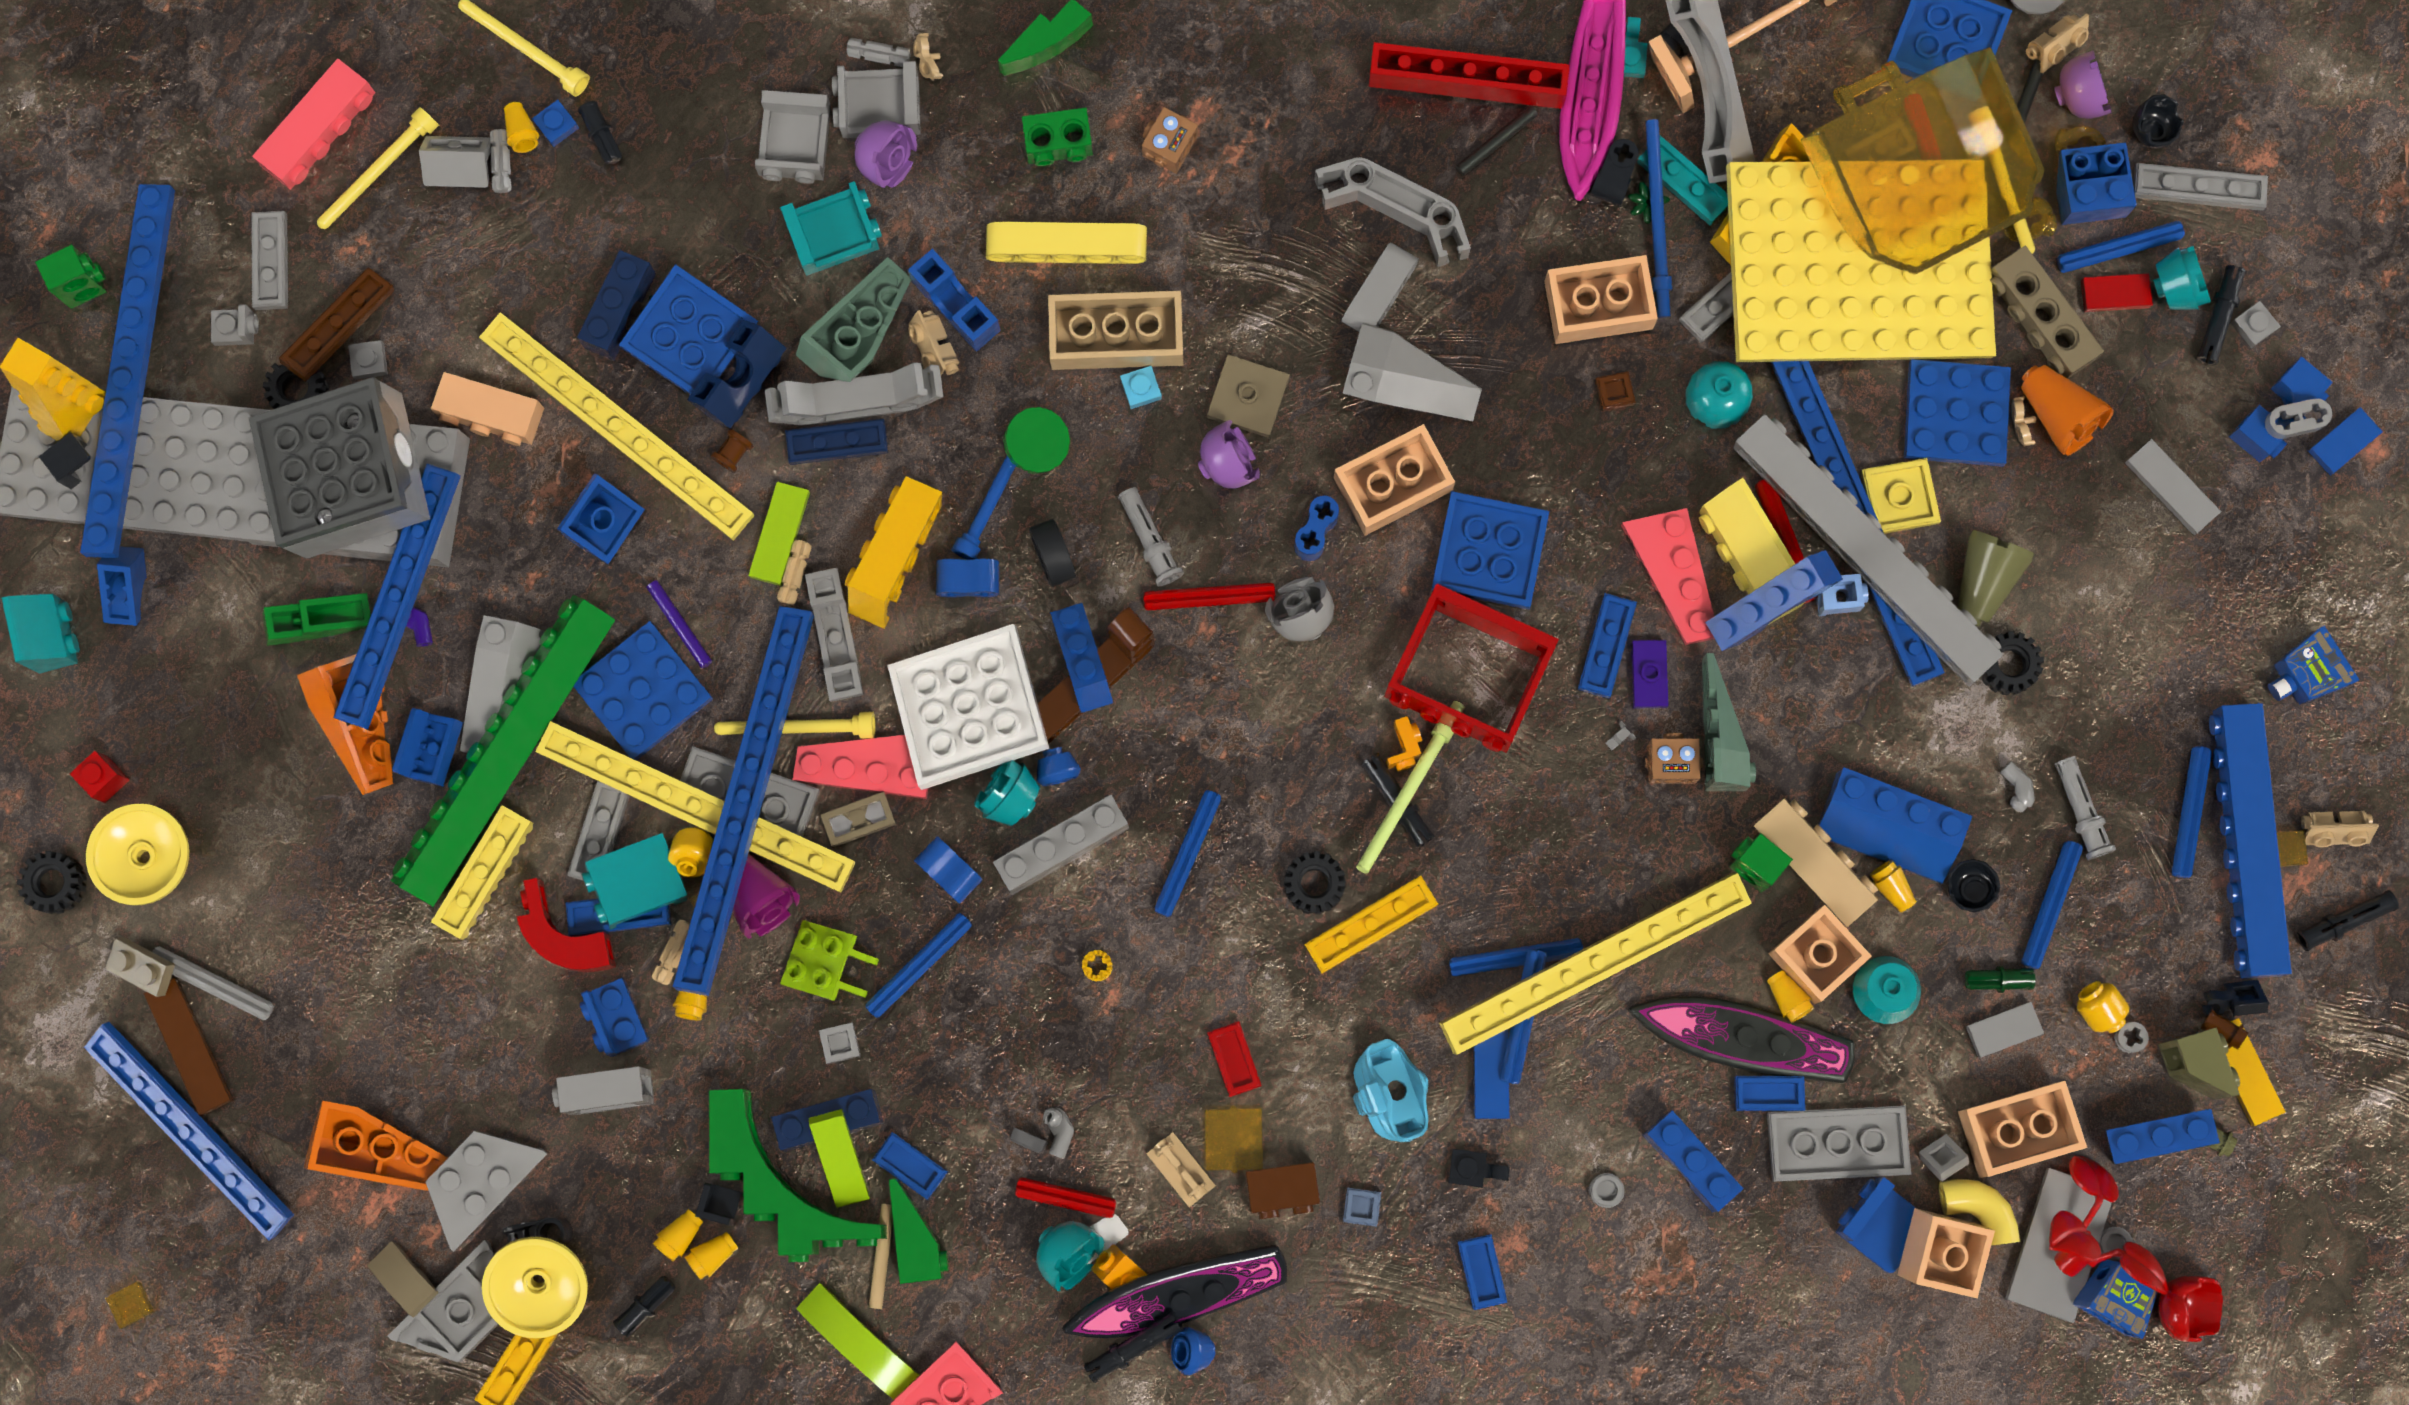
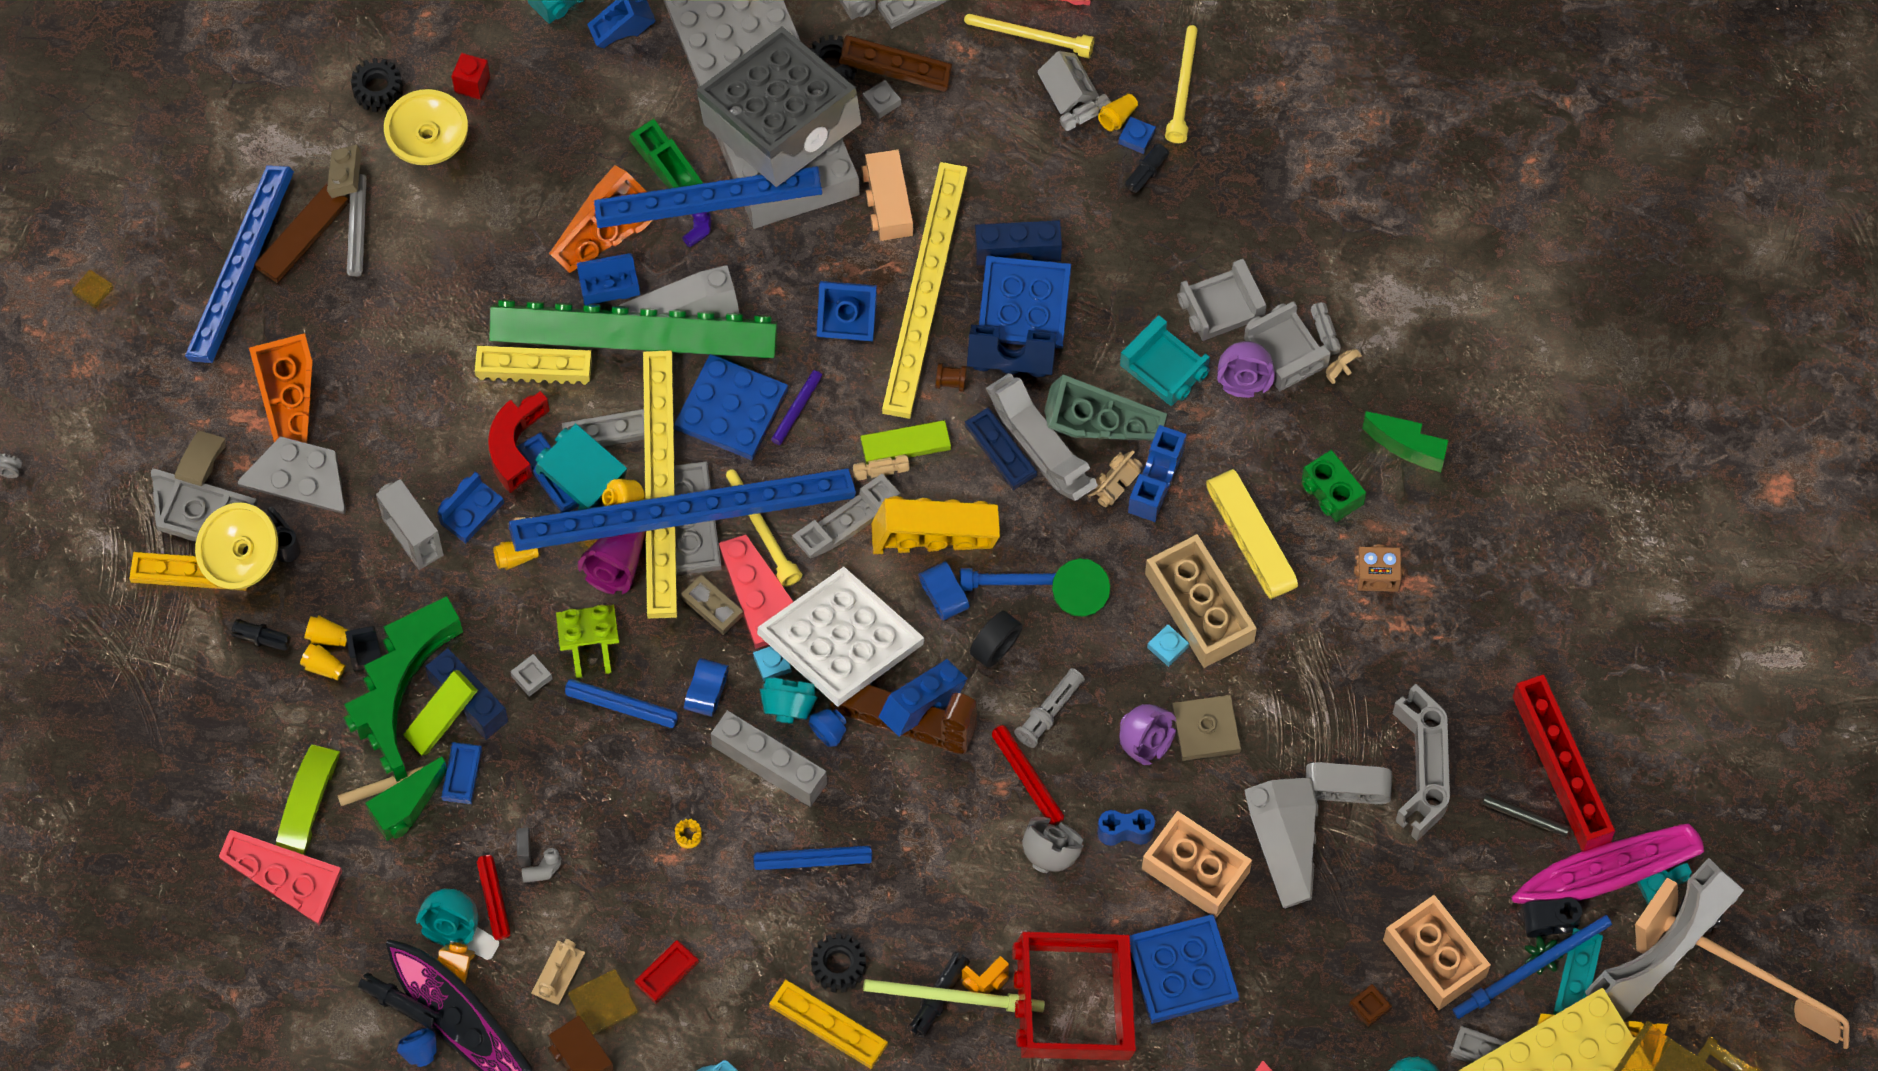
camera: 60 degrees right, 15 degrees down
(953, 793) = (771, 663): none -> medium azure plate

